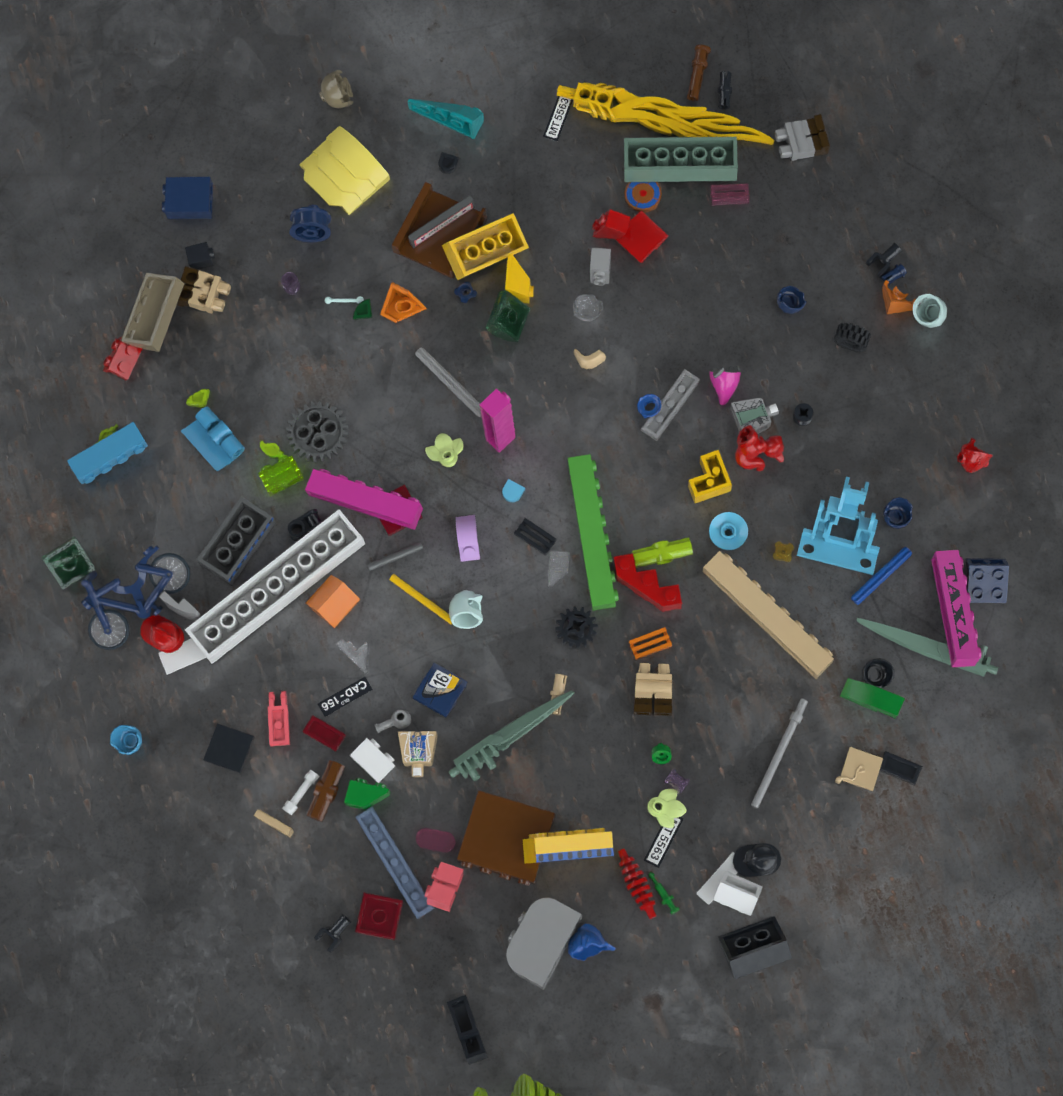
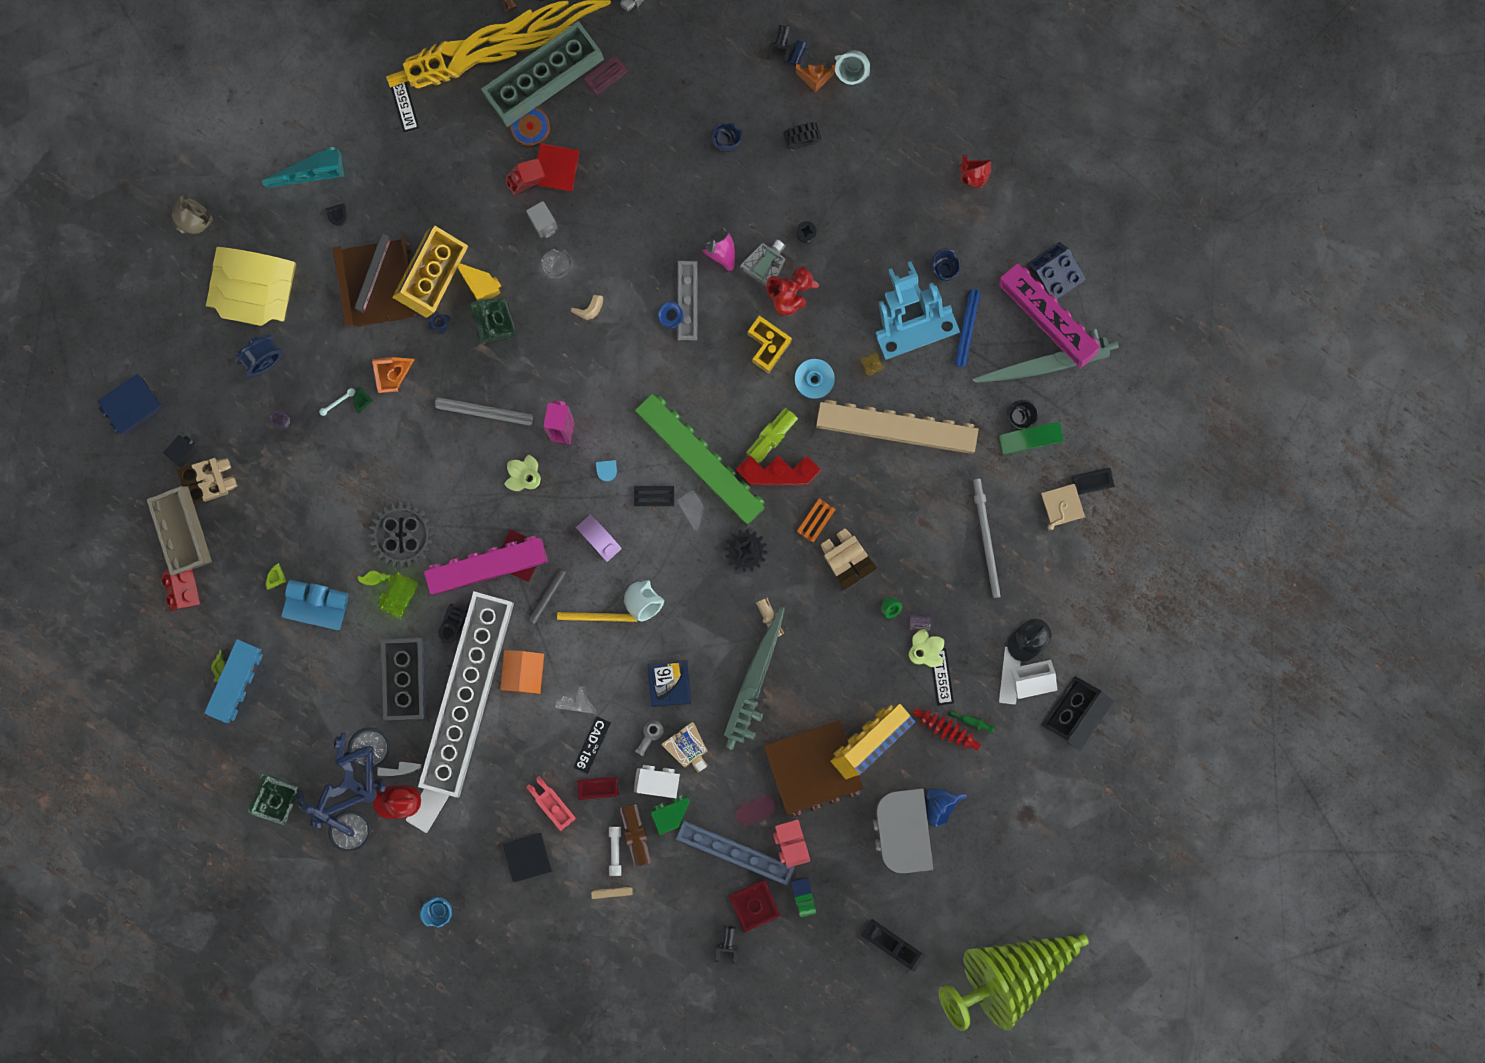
camera: 45 degrees left, 10 degrees up
(423, 937) = (803, 897): none -> leg

